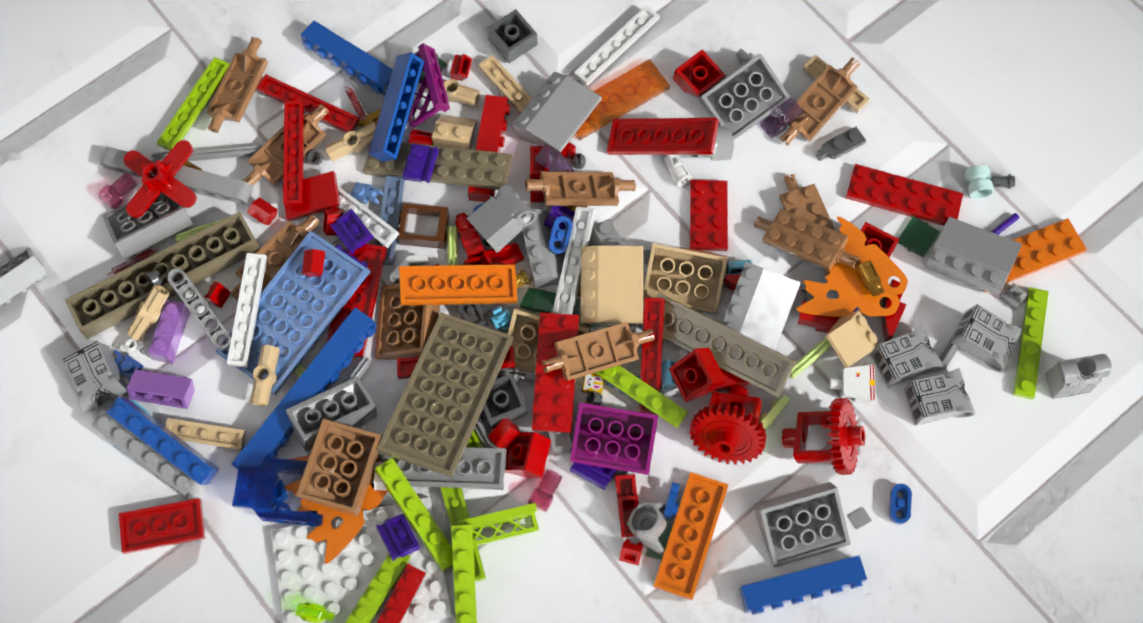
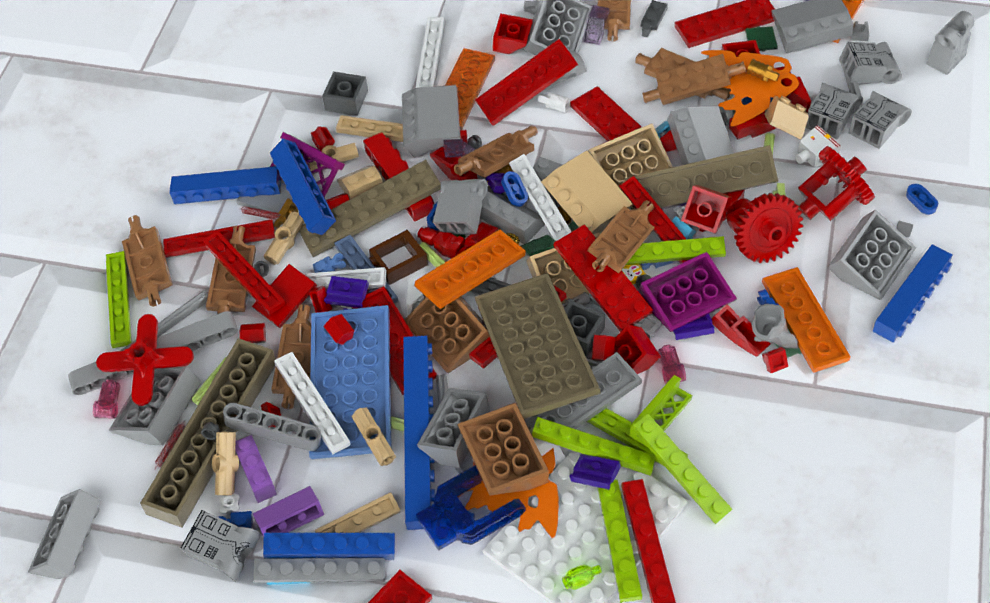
camera: 35 degrees left, 15 degrees down
(420, 163) = (357, 212): dark purple plate -> none
(500, 318) = (520, 274): medium azure gear -> none
(1030, 343) = (902, 54): lime plate -> none

